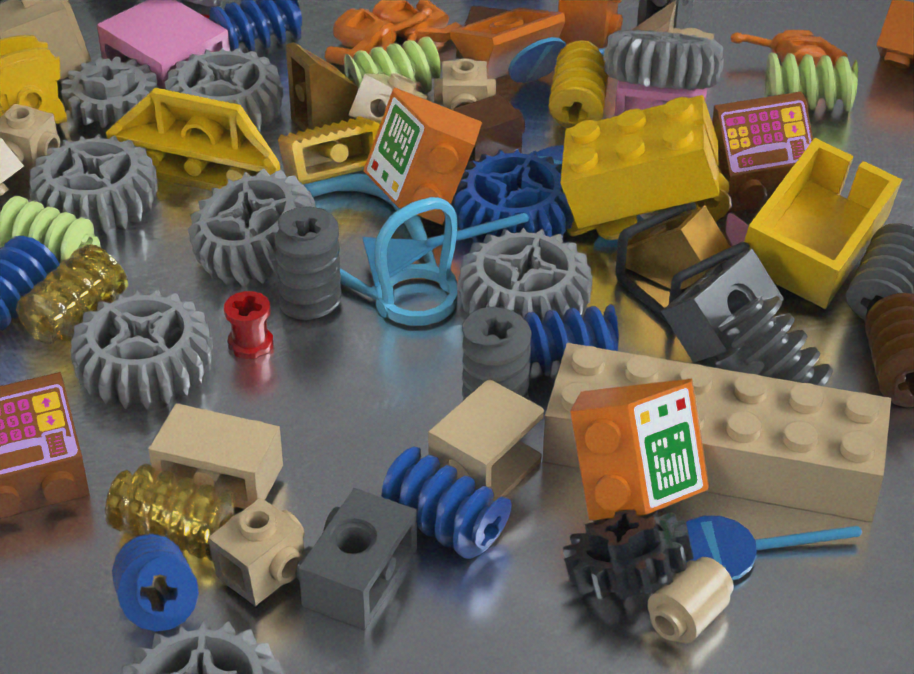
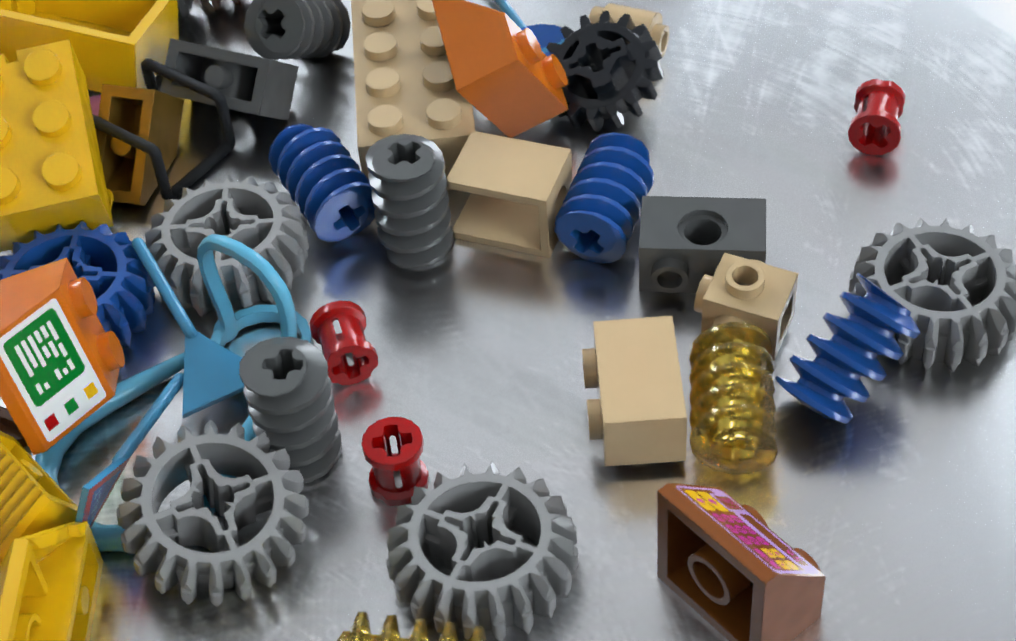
camera: 105 degrees left, 5 degrees up
(290, 168) = (99, 488): none -> dark azure piece
(382, 325) = (351, 340): none -> red bush

